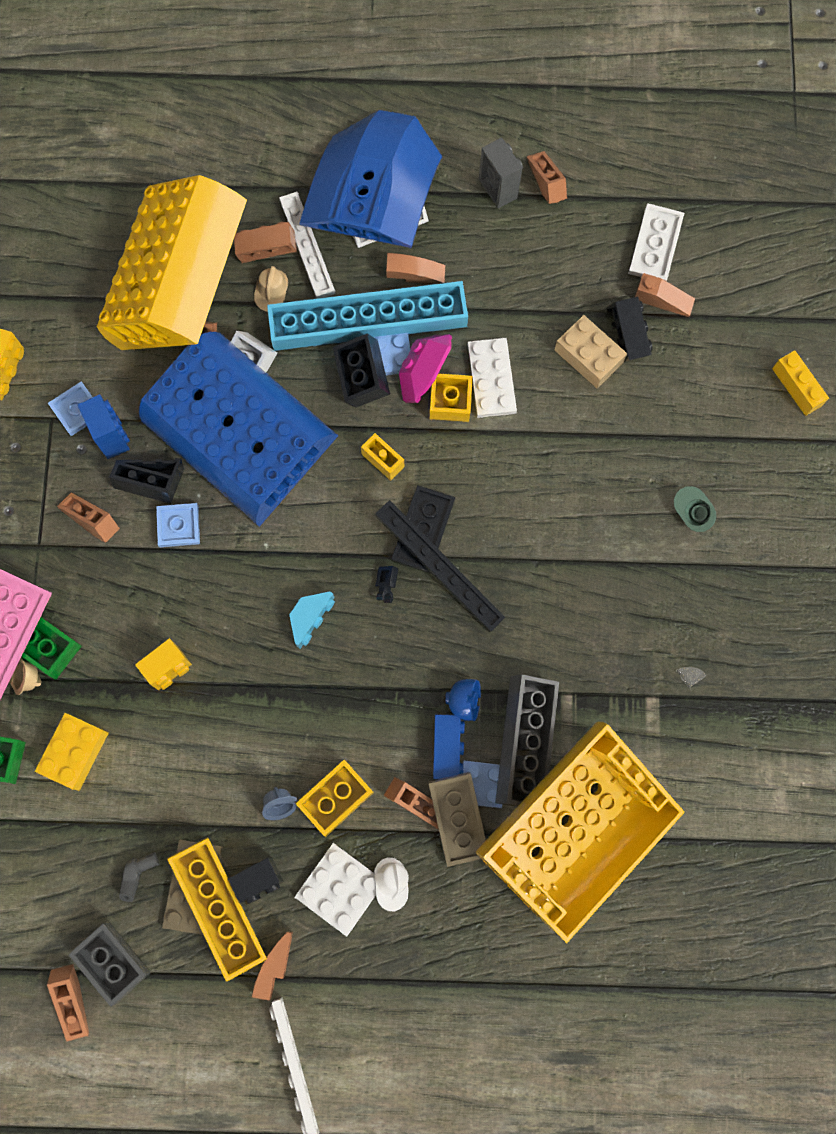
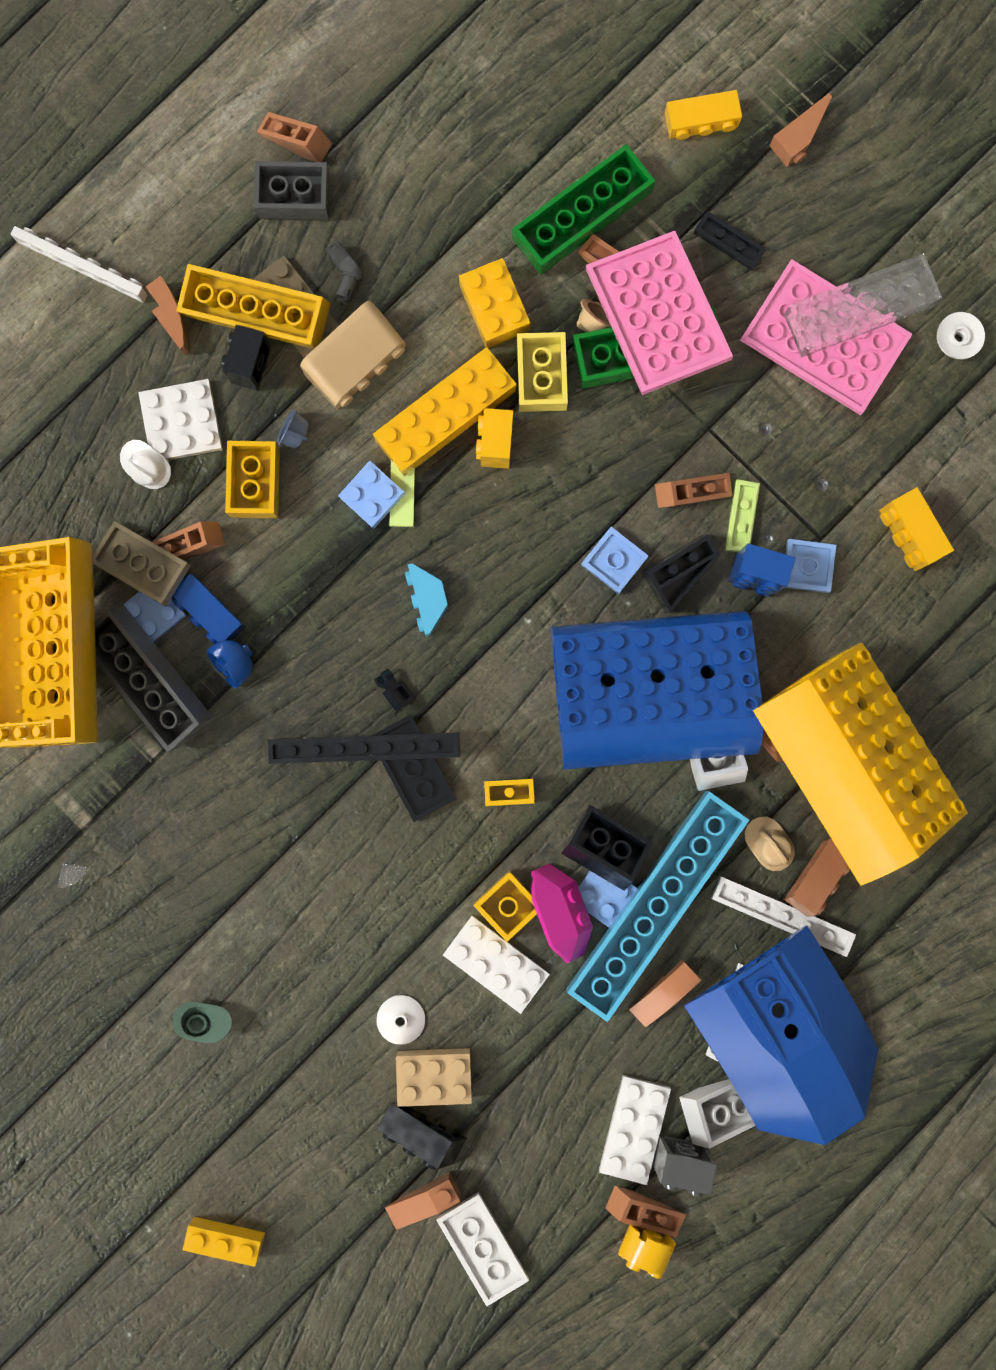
camera: 135 degrees right, 10 degrees up
(79, 475) = (742, 515): none -> yellowish green tile
(92, 677) = (542, 372): none -> light yellow brick
(175, 716) = (445, 411): none -> yellow brick
(191, 809) = (353, 355): none -> tan windscreen
(253, 698) = (403, 512): none -> yellowish green tile
(273, 714) = (371, 494): none -> light blue plate
(455, 185) = (715, 1114): none -> white slope
(508, 222) = (634, 1129): none -> white plate
(567, 154) = (646, 1250): none -> yellow brick
(577, 411) = (403, 1007): none -> white dish

